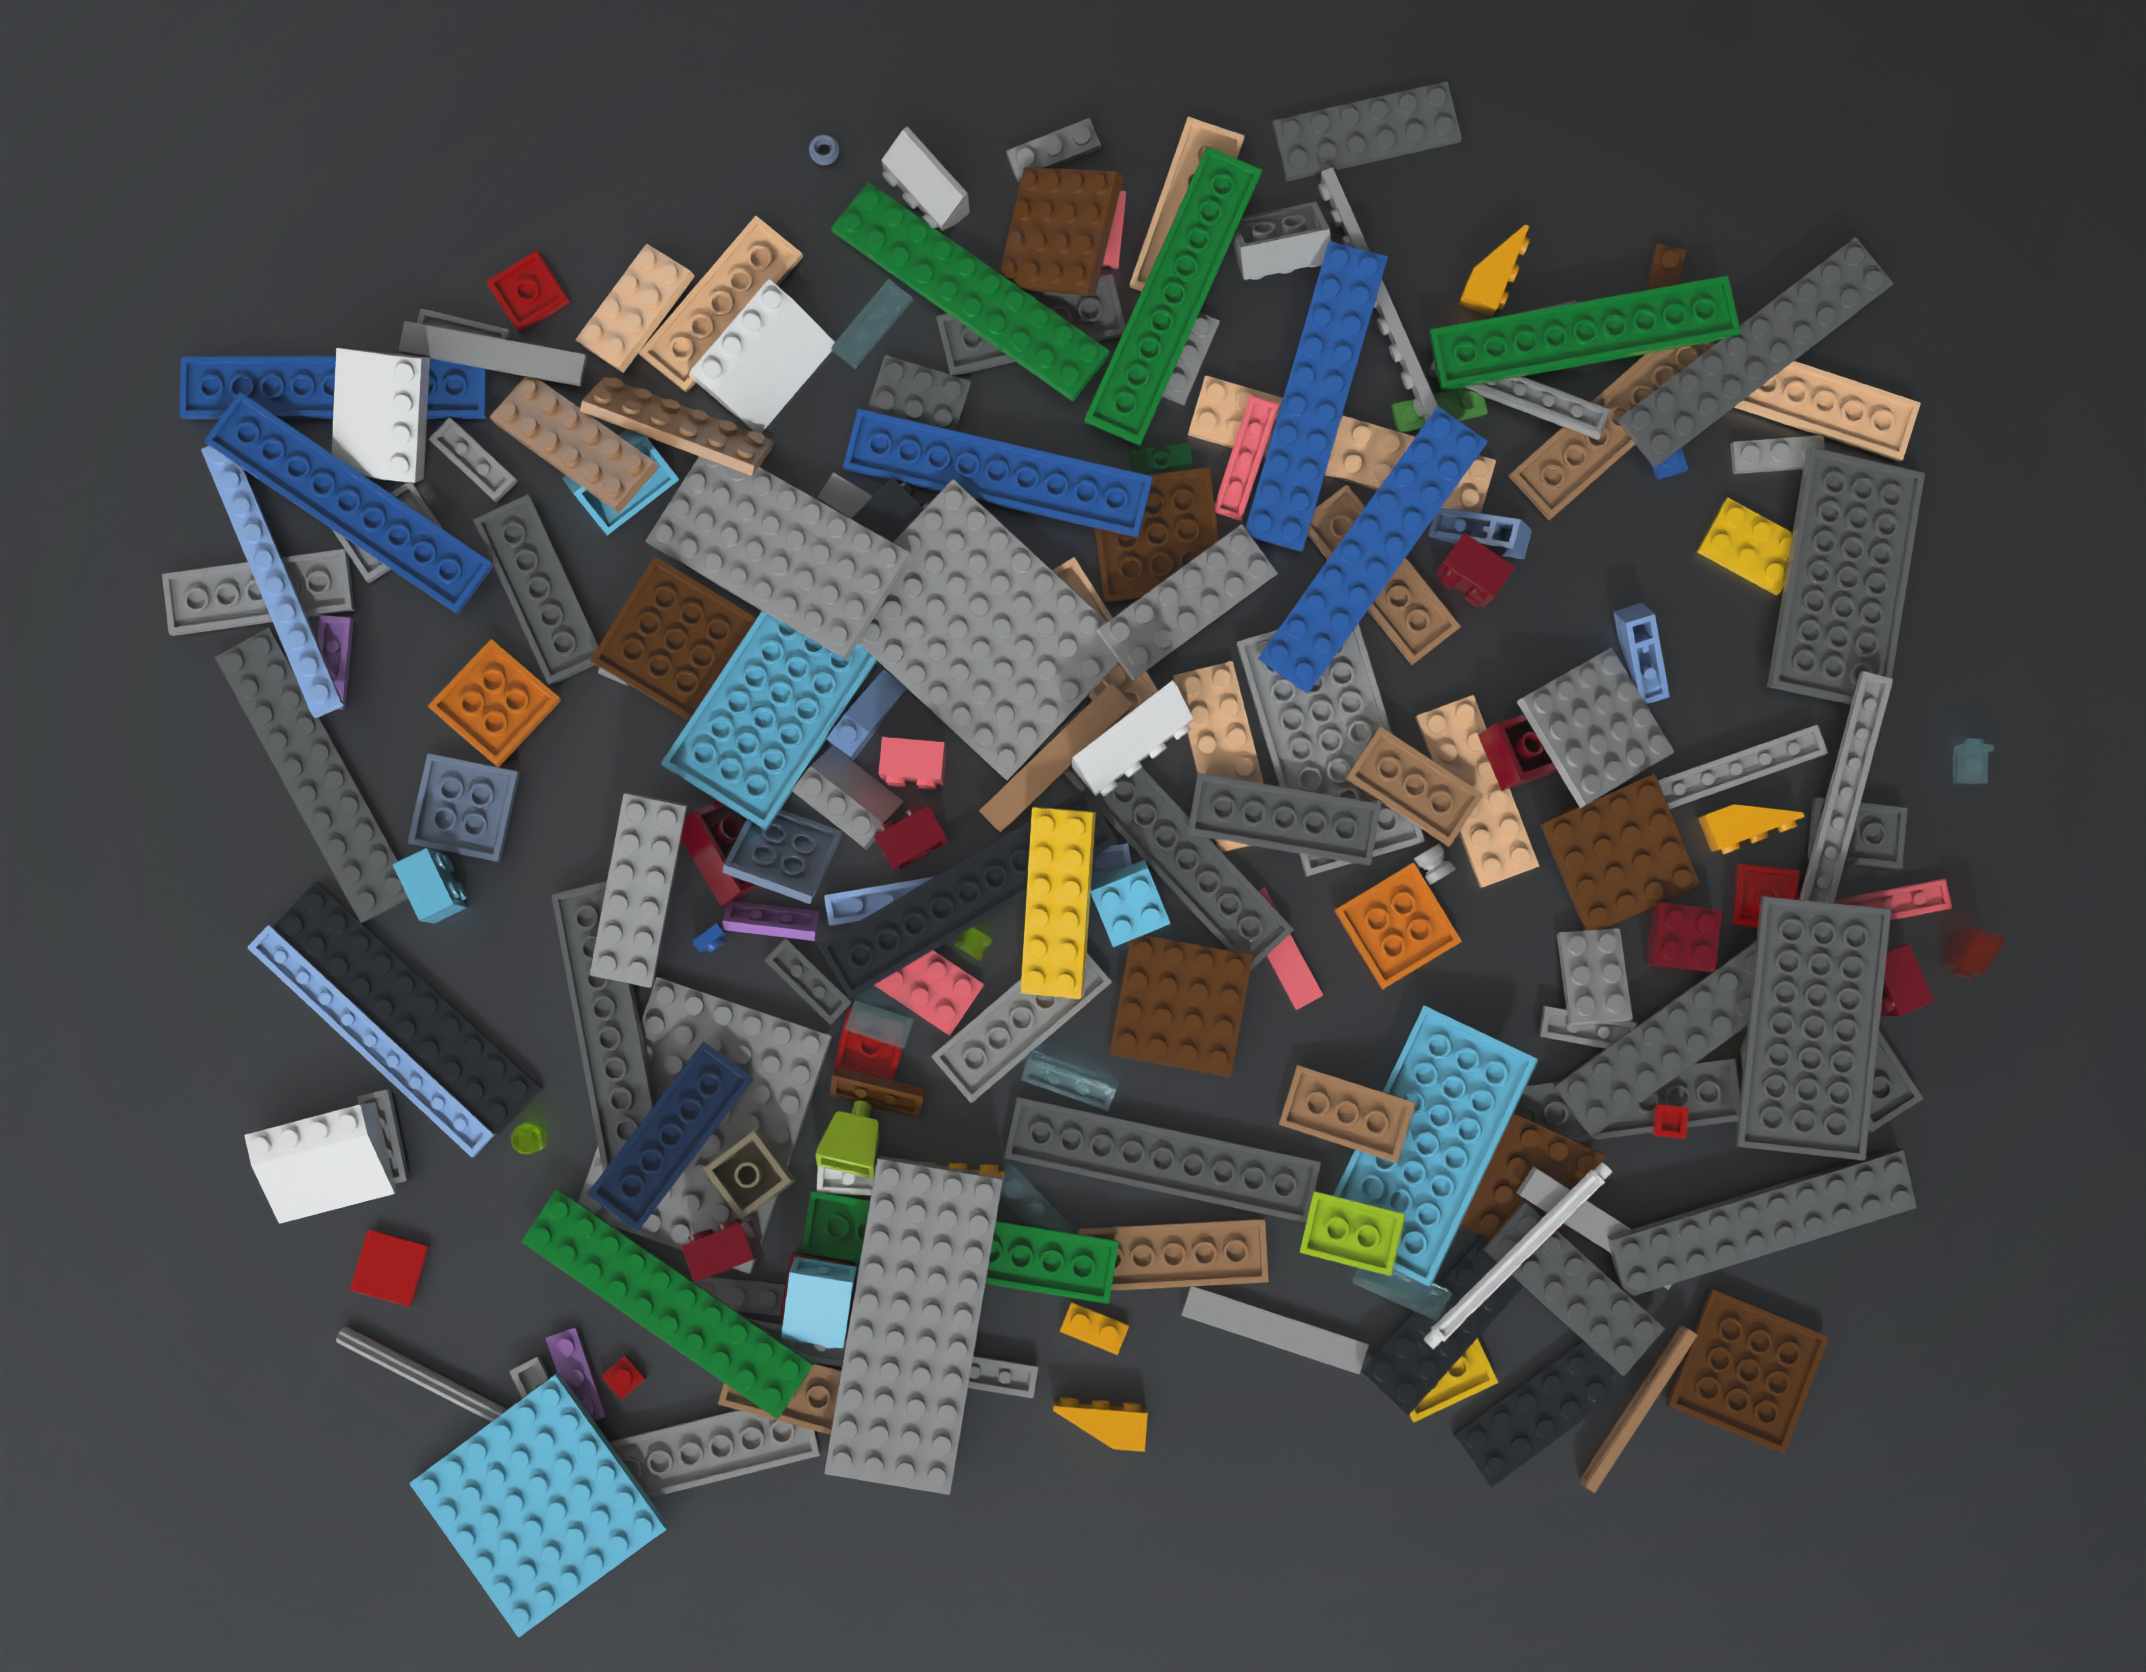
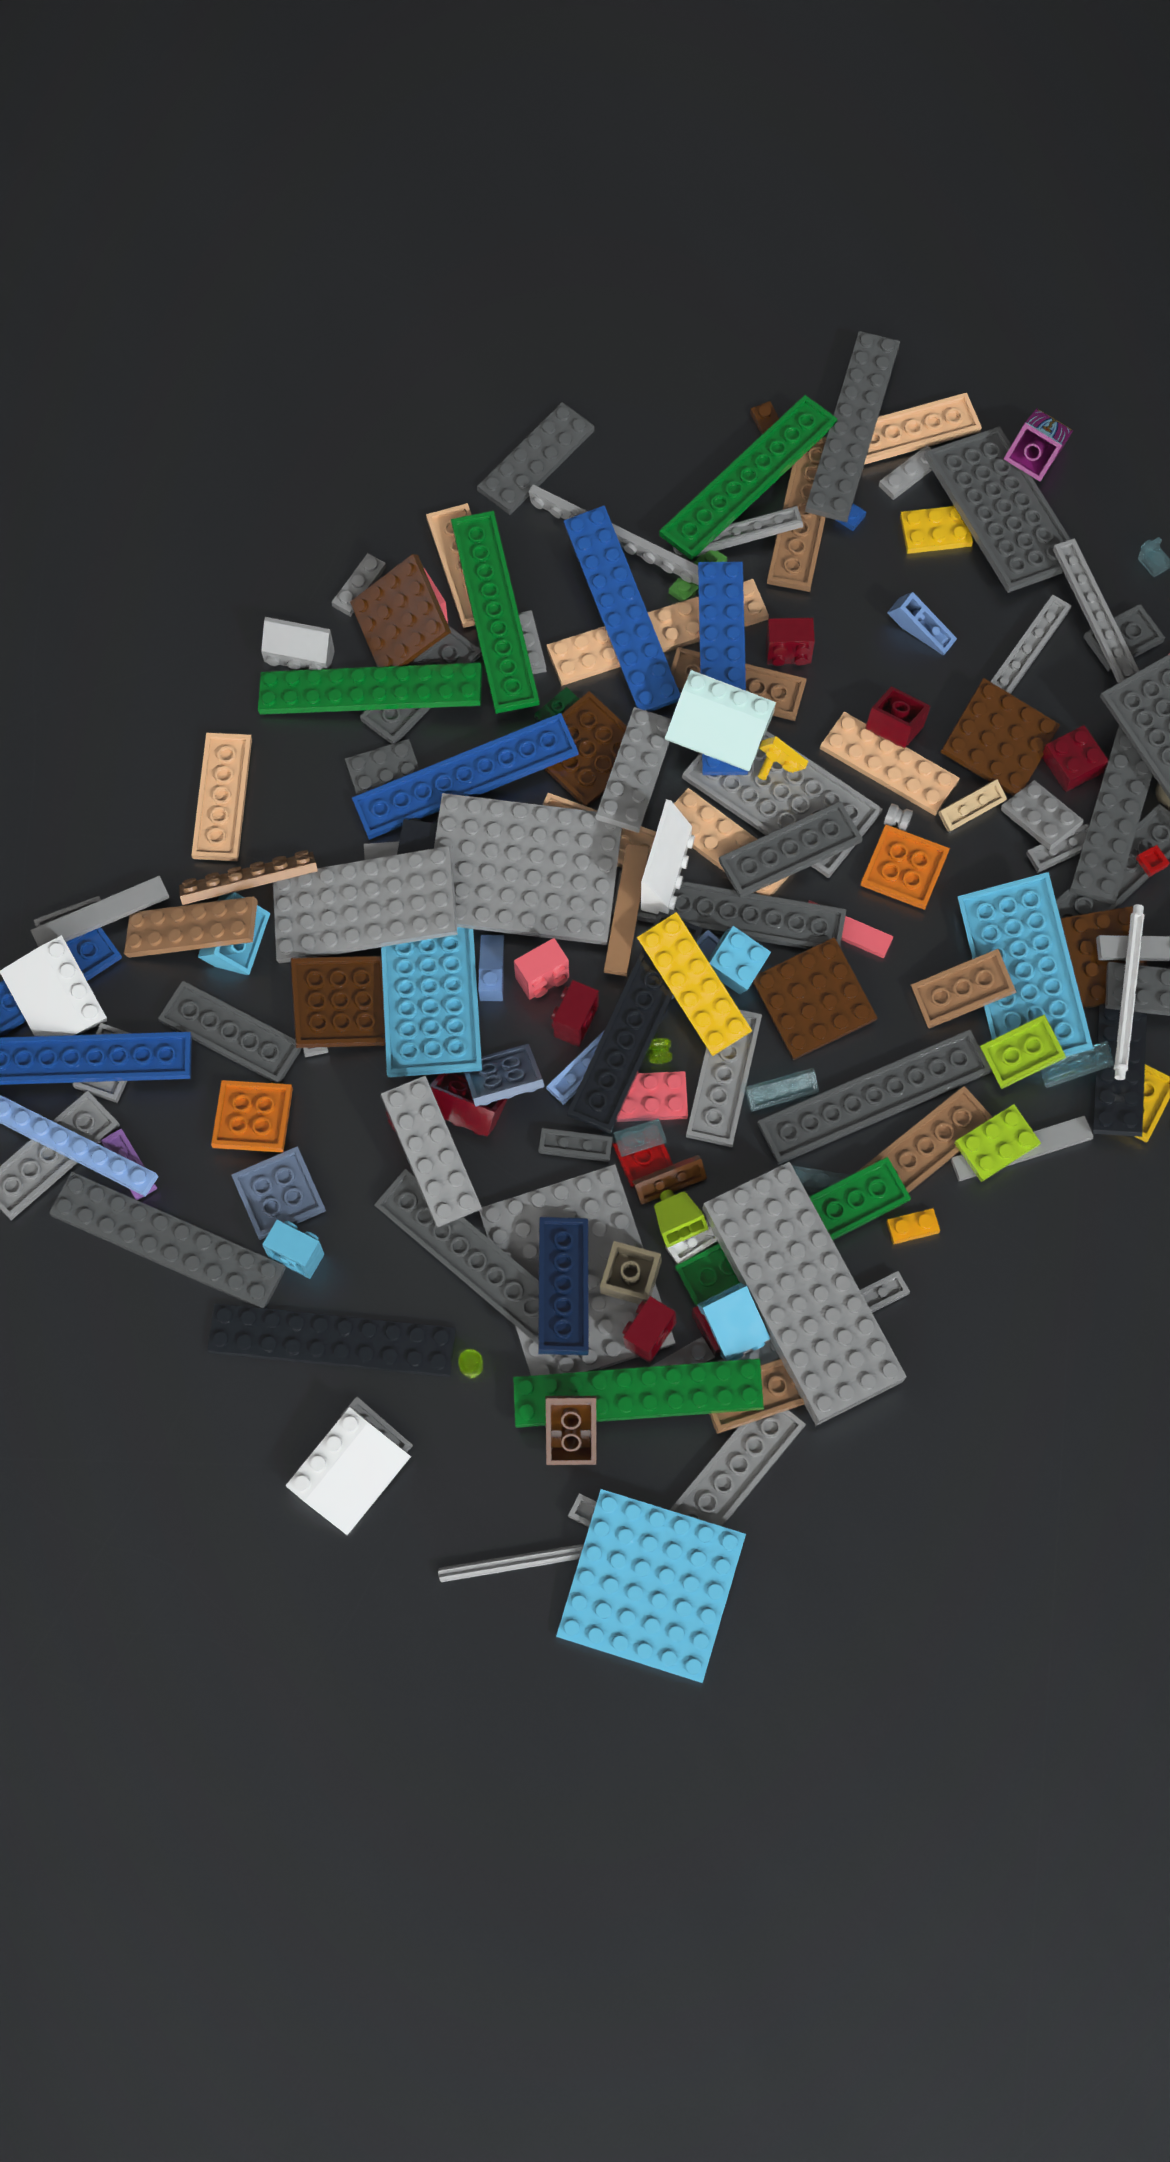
camera: 30 degrees left, 15 degrees down
(371, 1041) = (323, 1375): light blue plate -> none
(389, 1267) = (440, 1510): red tile -> none
(473, 460) = (131, 985): light grey plate -> none
(528, 291) = (94, 869): red tile -> none
(566, 1296) = (570, 1430): none -> reddish brown slope
(574, 1366) = (597, 1478): medium lavender plate -> none
(623, 1377) = (644, 1469): red plate -> none
(635, 308) = (169, 832): light nougat plate -> none
(710, 939) = (495, 1161): blue plate -> none
(762, 357) = (271, 806): white slope -> none
(771, 920) = (525, 1124): medium lavender plate -> none
(824, 141) = (219, 666): sand blue plate -> none
(847, 796) = (516, 1023): light grey slope -> none
(871, 324) = (323, 747): clear light blue plate -> none
(1115, 1426) = (971, 1274): light orange slope -> none
(1246, 457) = (606, 670): coral tile -> none
(1250, 1308) = (997, 1143): none -> lime plate
(1281, 241) = (535, 544): light grey slope -> none
(1315, 617) = (720, 720): none -> light aqua slope
(1351, 697) = (783, 754): none -> yellow plate
(1414, 786) = (852, 780): medium nougat plate -> none
(1488, 280) = (671, 488): light orange slope -> none
(1499, 534) = (791, 607): medium blue slope -> none
(1527, 909) = (972, 805): none -> tan plate
(1595, 727) = (929, 678): light grey plate -> none
(1739, 822) = (1052, 676): light orange slope -> none
(1759, 881) = (1094, 710): red tile -> none
(1949, 530) = (1038, 444): none -> magenta slope

